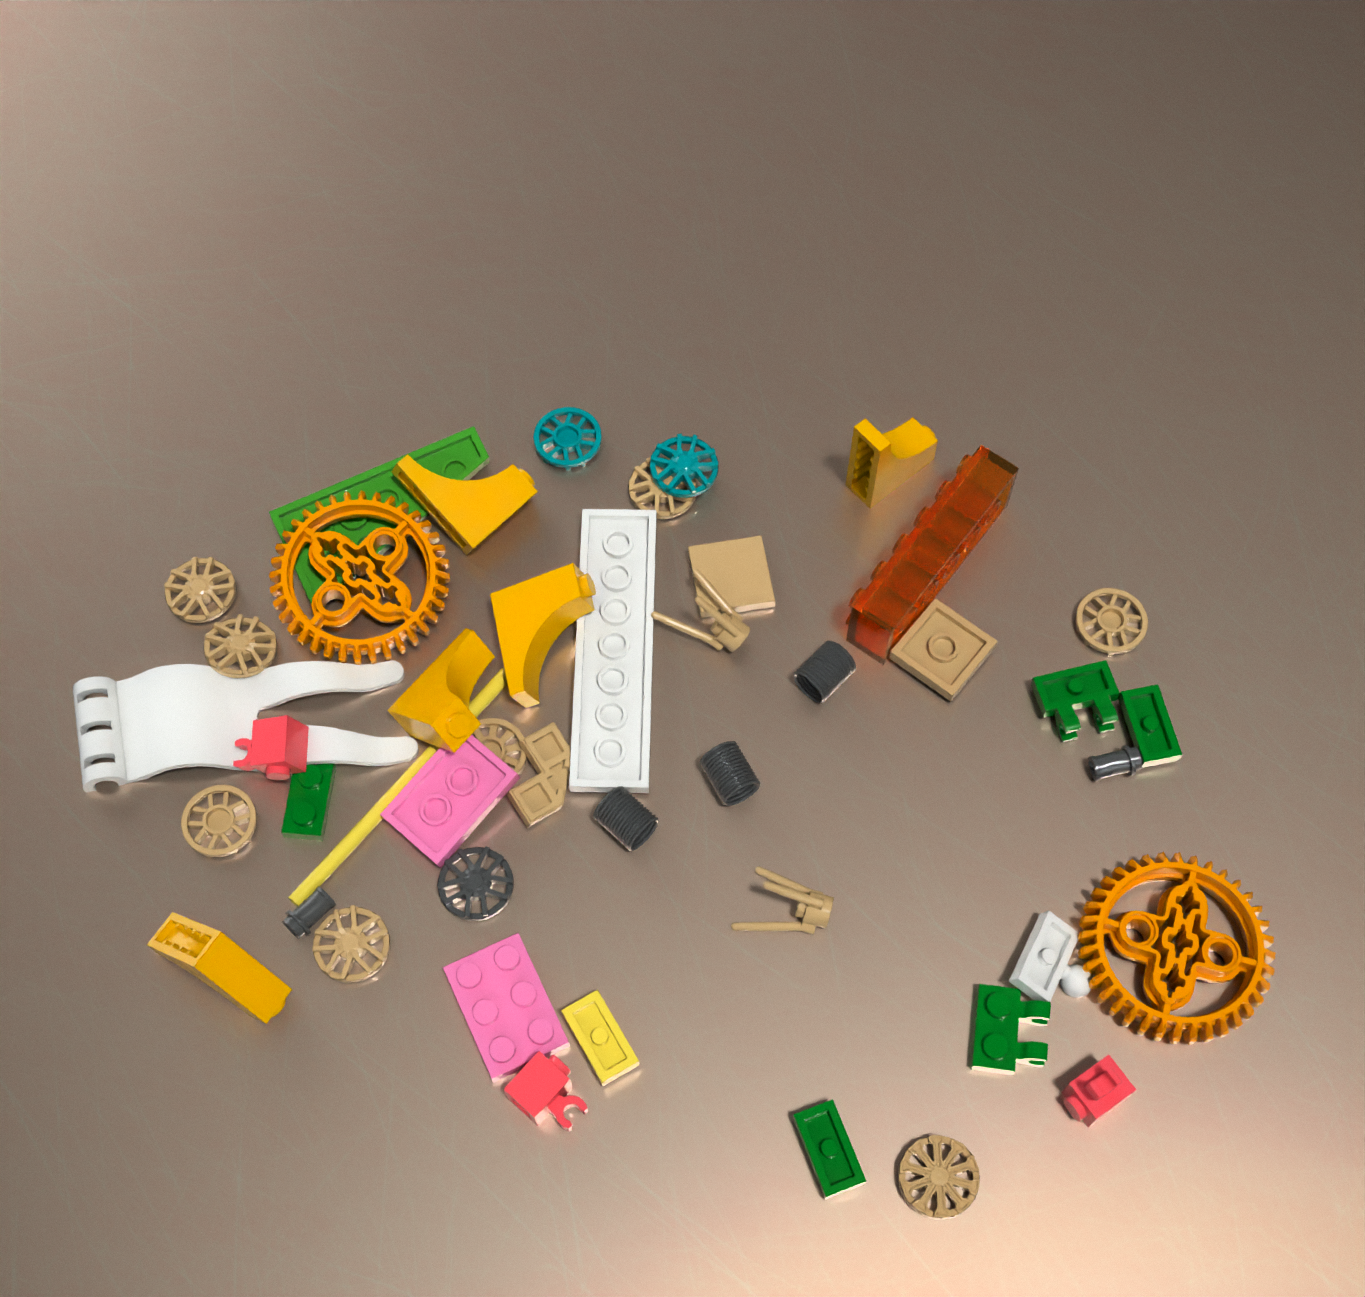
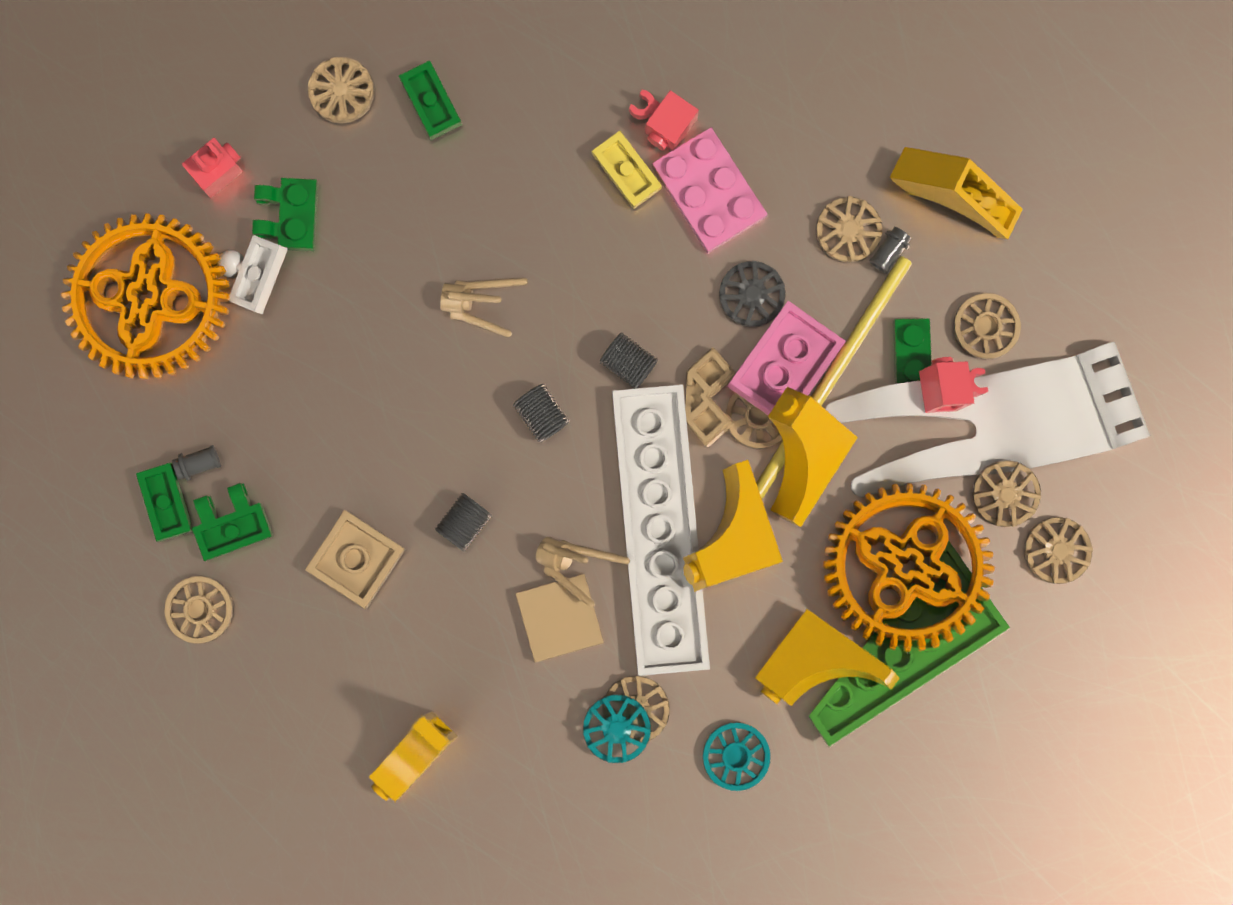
camera: 170 degrees right, 20 degrees up
(930, 553) = (367, 650): clear orange brick -> none

